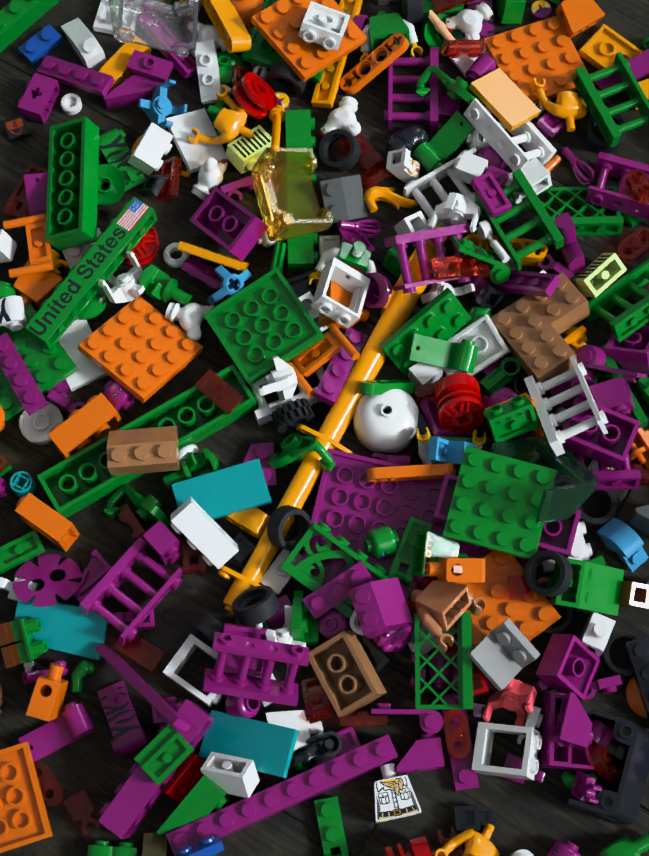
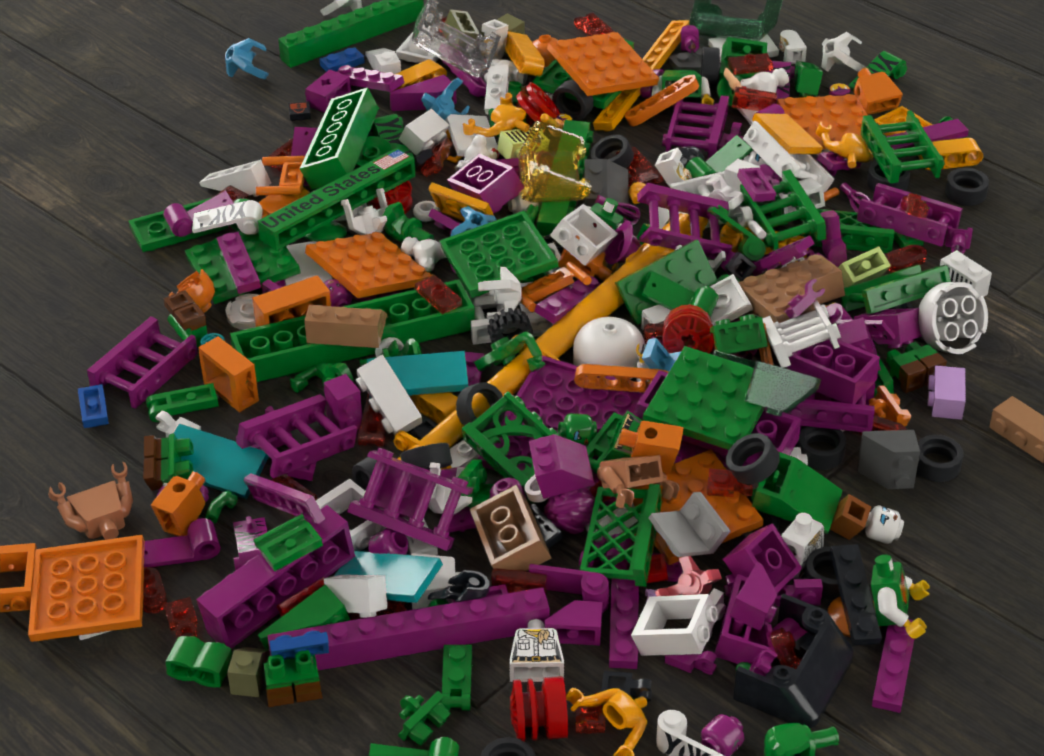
camera: 10 degrees right, 30 degrees down
(46, 596) = (212, 424): magenta piece -> none
(127, 516) = (314, 386): clear red plate -> none
(150, 66) = (439, 74): magenta plate -> none
(316, 700) = (471, 555): clear red plate -> none
(323, 26) = (615, 54): white plate -> none
(337, 589) = (509, 458): magenta plate -> none
(343, 117) = (629, 130): white animal -> none
(378, 387) = (597, 310): green beam -> none
(456, 734) = (621, 602): clear red plate -> none
(457, 88) = (739, 120): green animal -> none
(458, 267) = (711, 231): clear red plate -> none
(563, 365) = (800, 303): none -> magenta plate
(625, 542) = (849, 473): dark azure brick -> none

